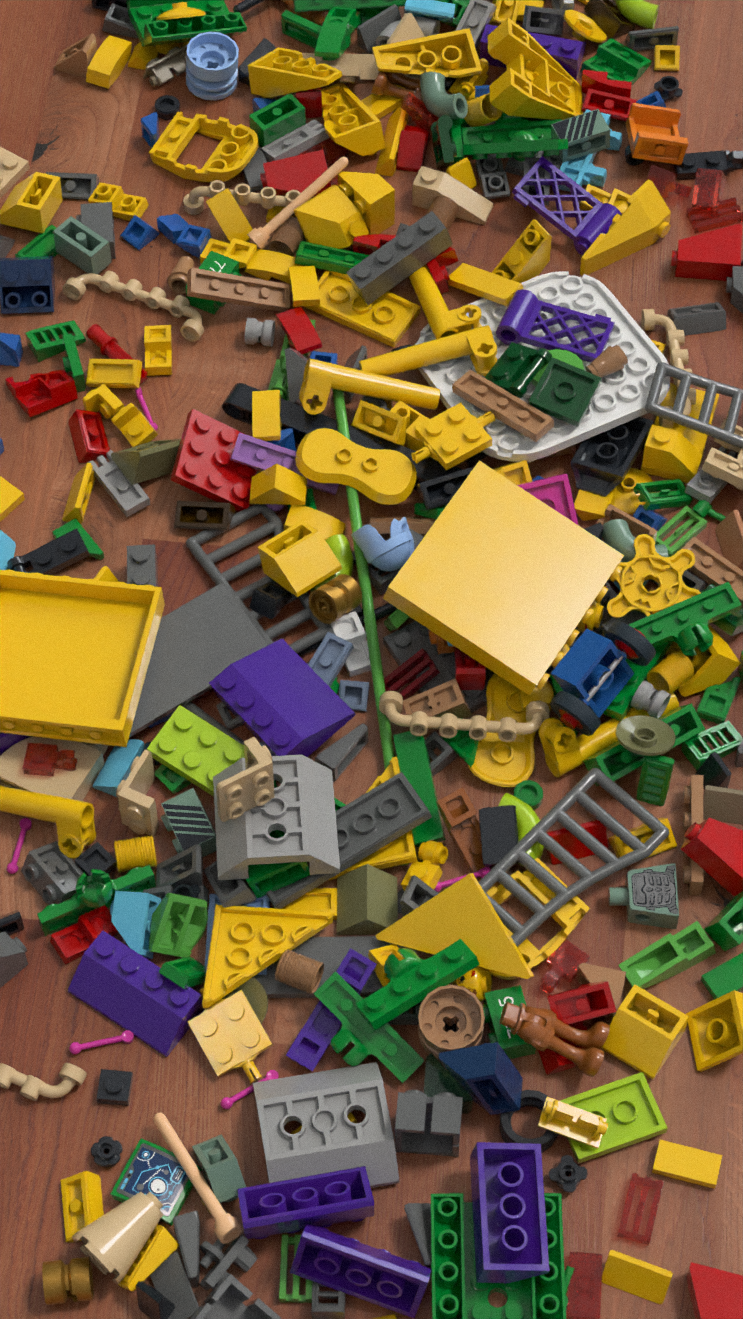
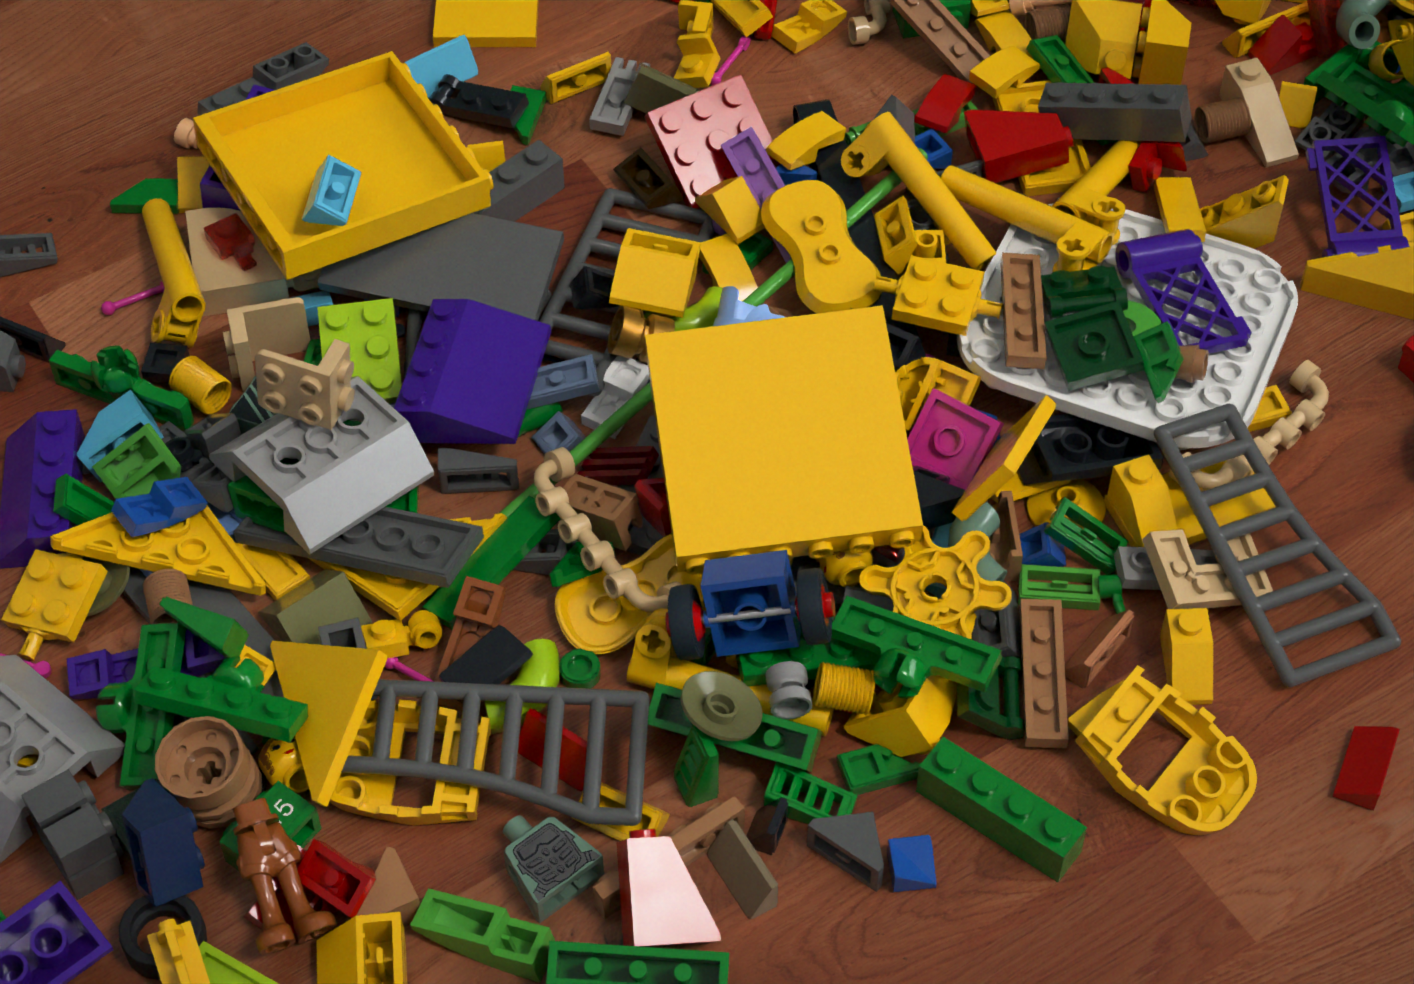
camera: 50 degrees right, 5 degrees down
(51, 873) = (125, 328): dark grey bracket -> none
(76, 939) = (87, 404): red slope -> none
(88, 435) = (656, 40): red slope -> none
(94, 676) = (332, 193): none -> medium azure slope
(230, 929) = (164, 506): none -> blue slope
(259, 332) = (912, 77): light grey wheel -> none
(360, 955) = (214, 629): none -> green slope
(363, 320) = (1016, 142): none -> red slope
(443, 147) = (1306, 50): dark green plate -> none
(563, 964) = (395, 832): clear red plate -> none
(603, 488) = (1004, 458): none -> yellow tile
(604, 367) = (1160, 357): none -> green tile
(699, 318) = (1363, 422): dark grey slope -> none

